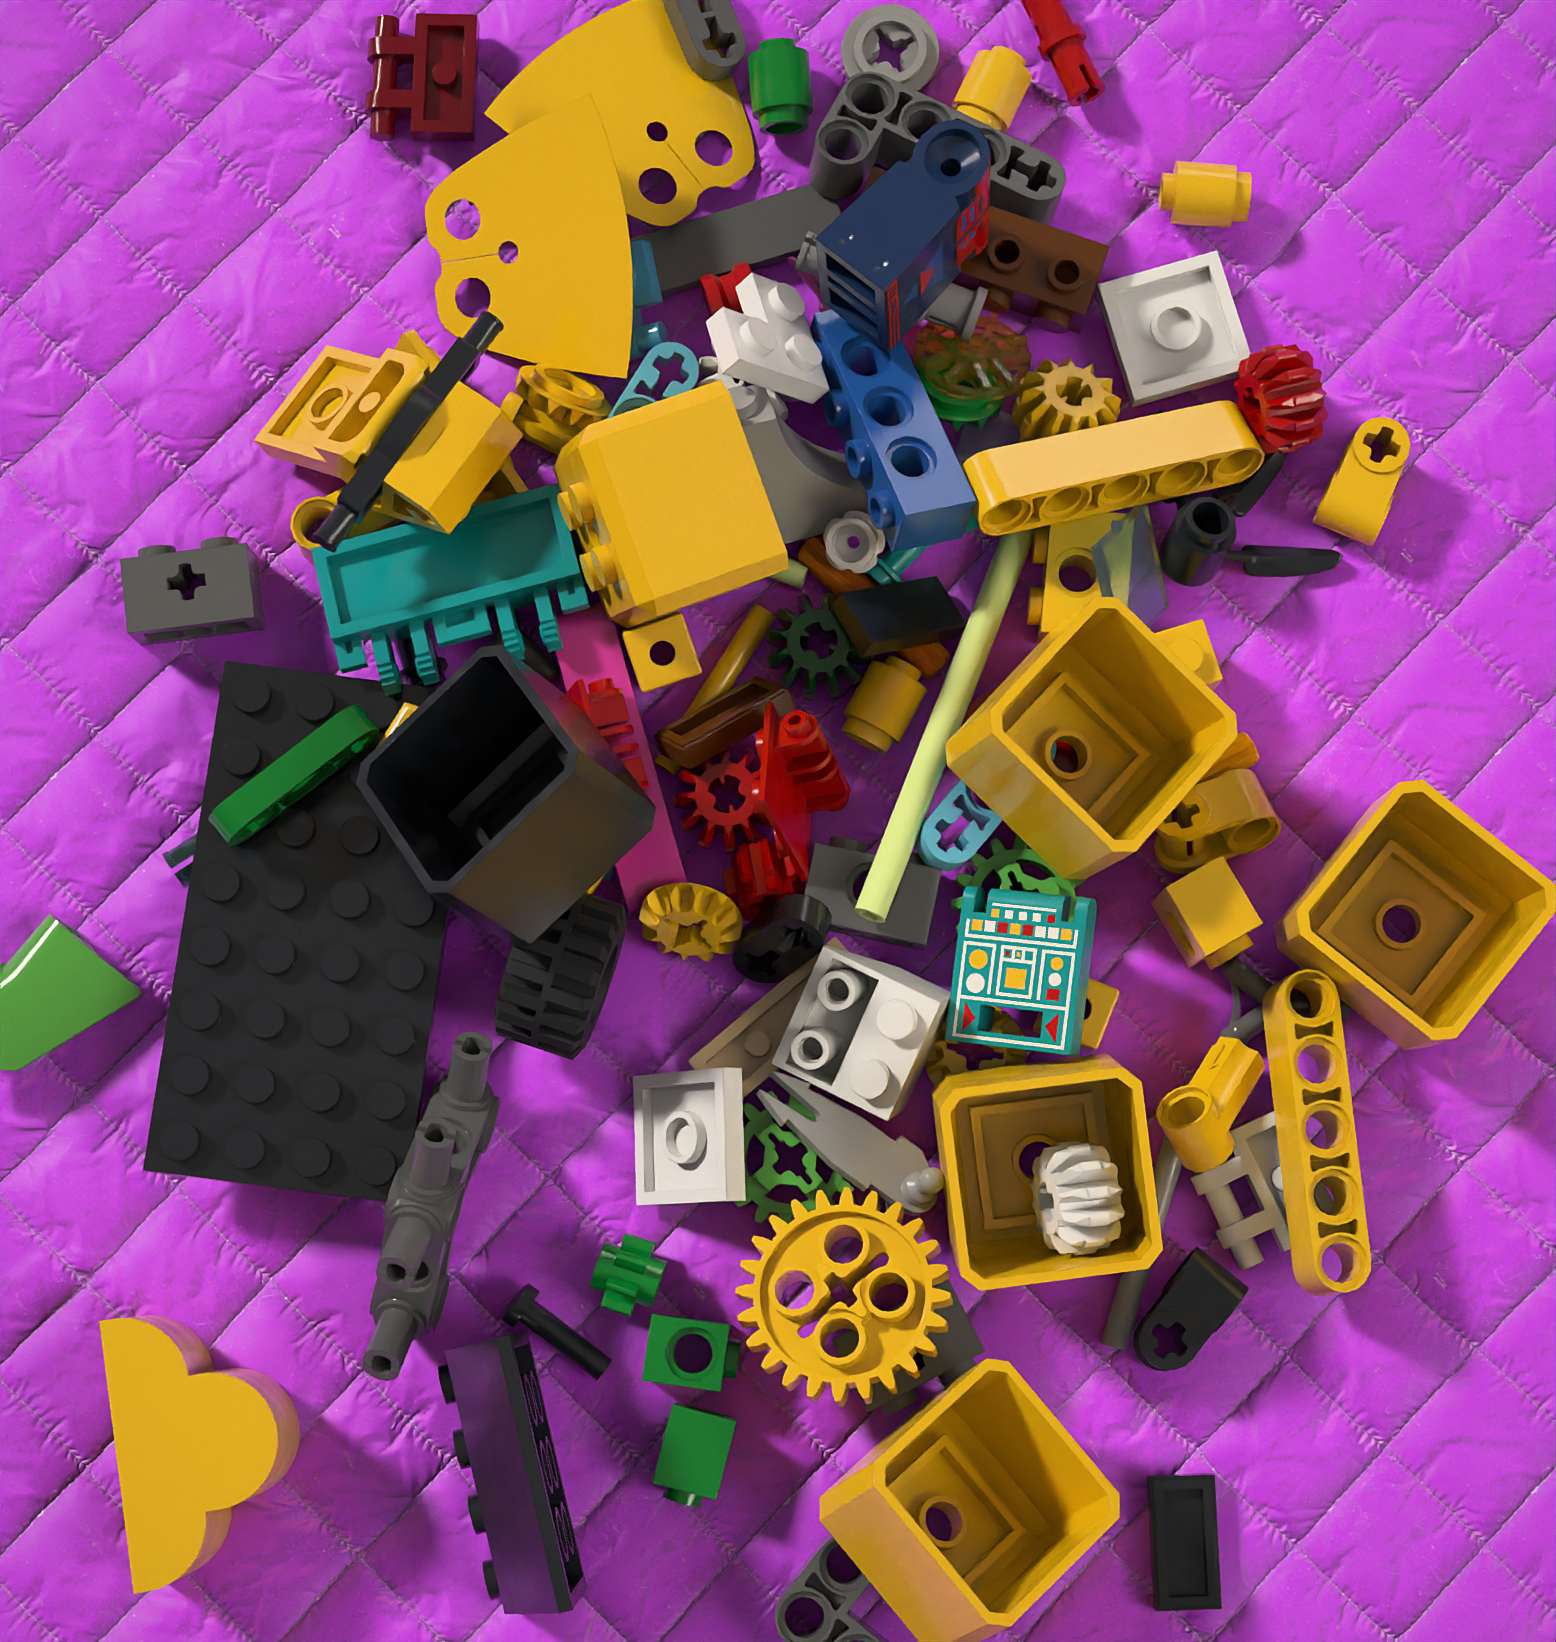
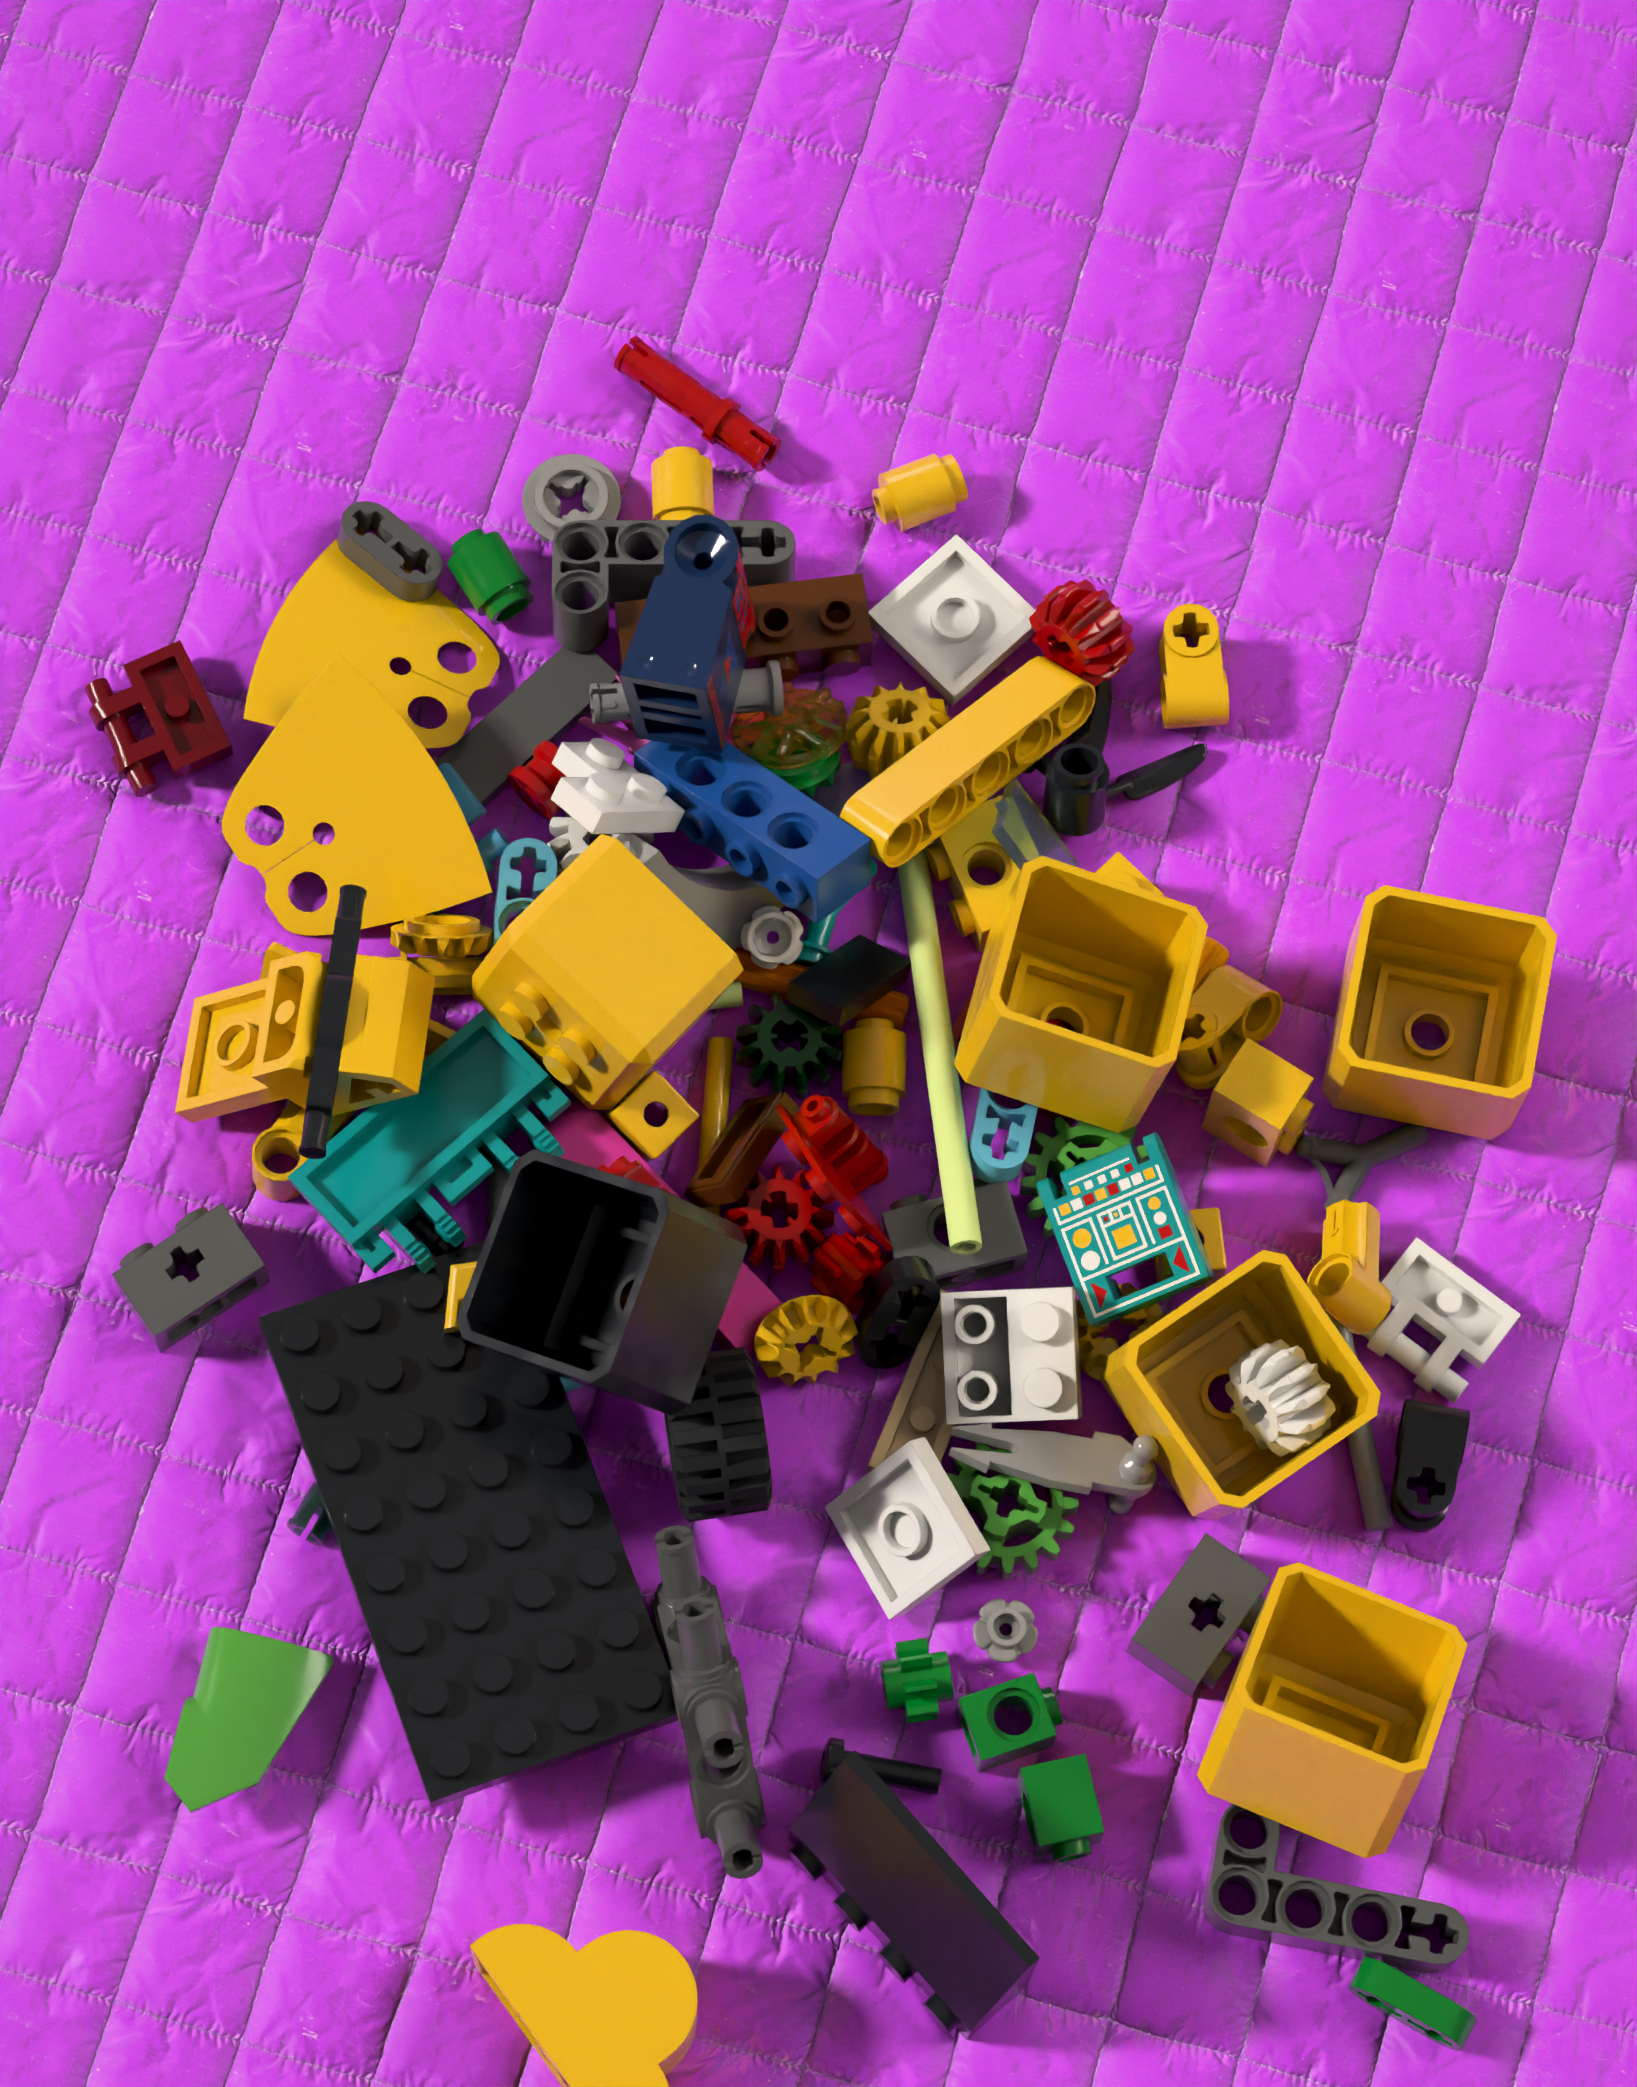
camera: 35 degrees left, 10 degrees down
(294, 775) = (384, 1378): green beam -> none
(716, 1259) = (1002, 1647): none -> light grey plate
(885, 1338) = (1179, 1602): yellow gear -> none
(1184, 1542) = (1533, 1665): black tile -> none
(1301, 1161) = (1455, 1271): yellow beam -> none

